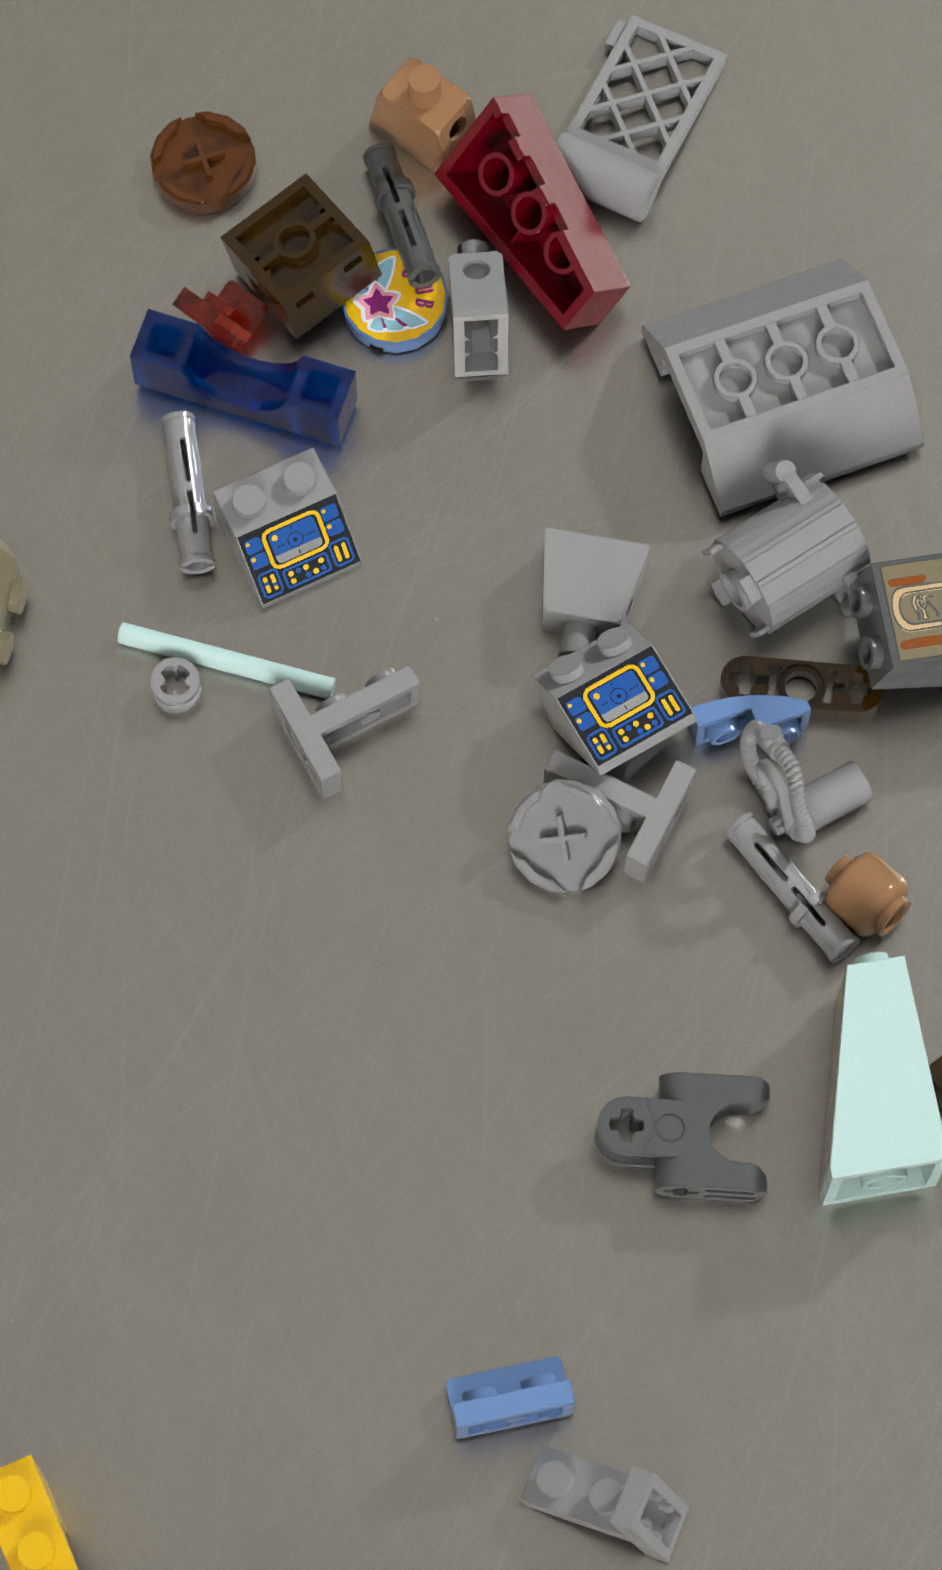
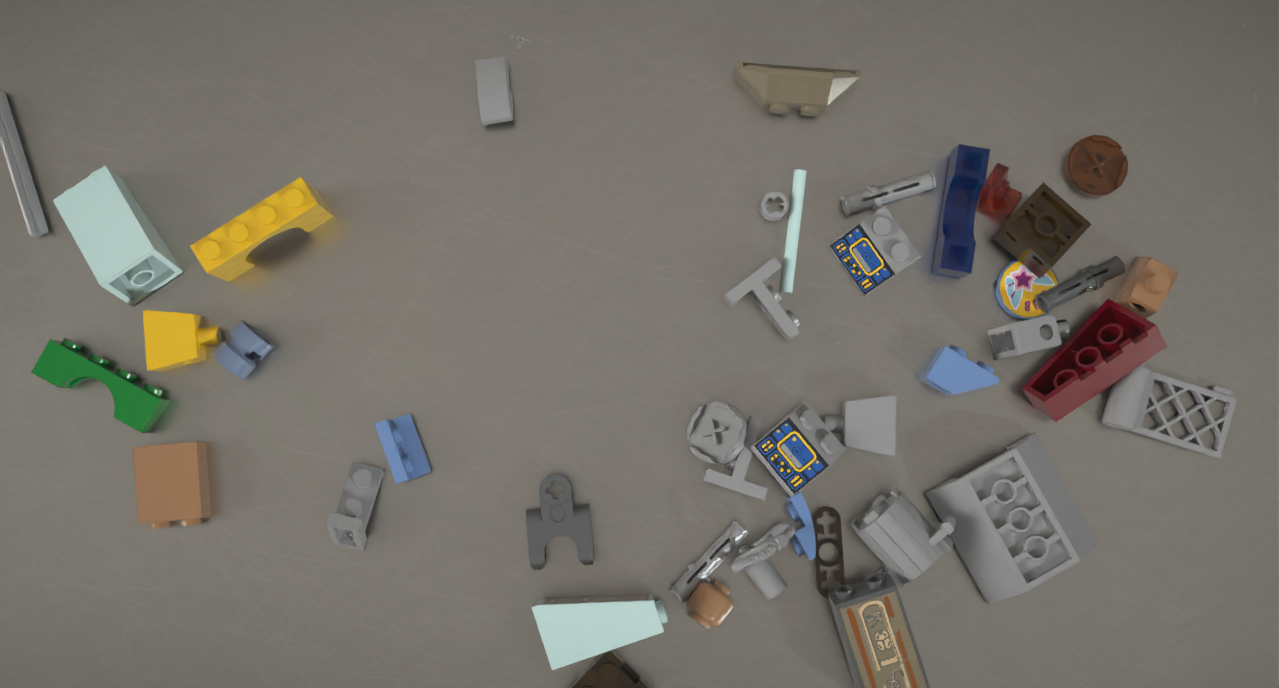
camera: 80 degrees right, 15 degrees up
(522, 433) = (954, 373): none -> medium blue slope

